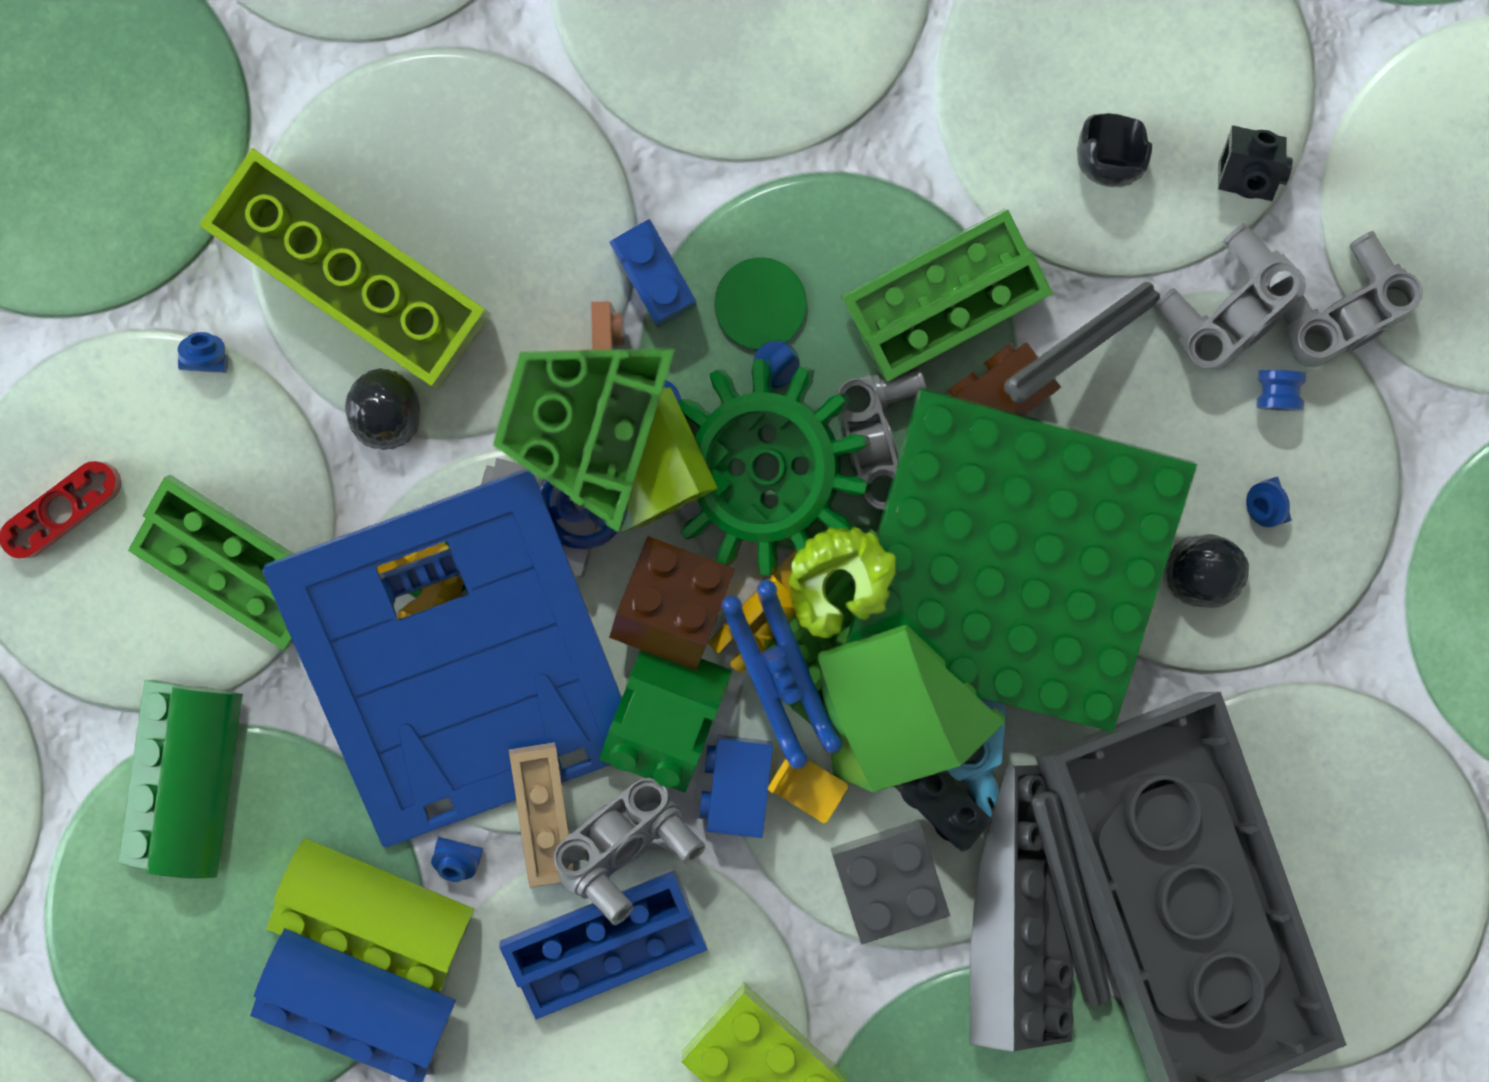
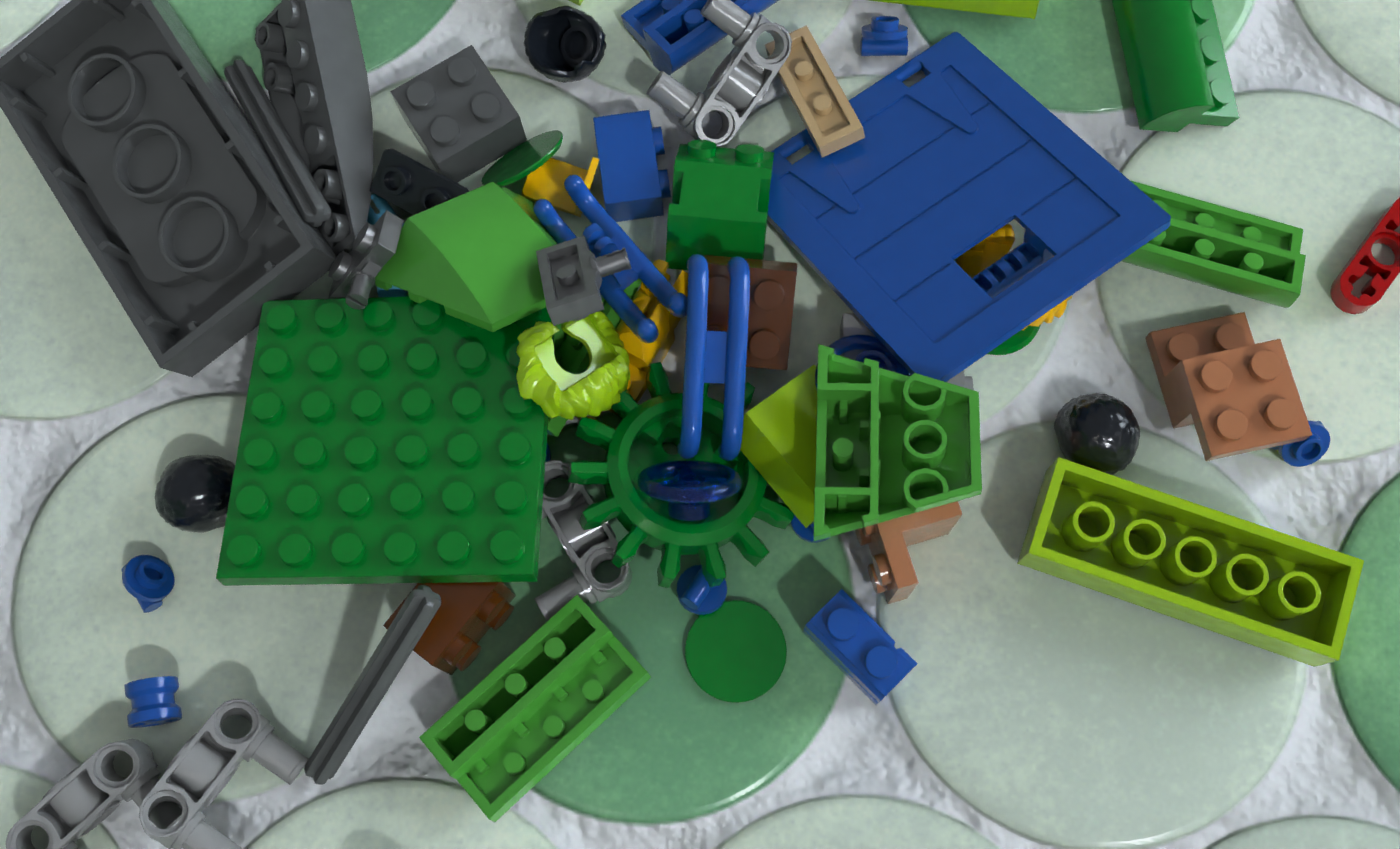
camera: 175 degrees right, 15 degrees down
(254, 417) = (1228, 386): none -> nougat bracket
(712, 551) = (715, 357): none -> blue piece
(767, 434) = (692, 488): none -> clear blue piece
(770, 927) = (564, 44): none -> black hair
(820, 648) = (573, 278): none -> flat silver plate
(839, 817) = (524, 159): none -> green piece
(1011, 739) = (356, 271): none -> flat silver plate

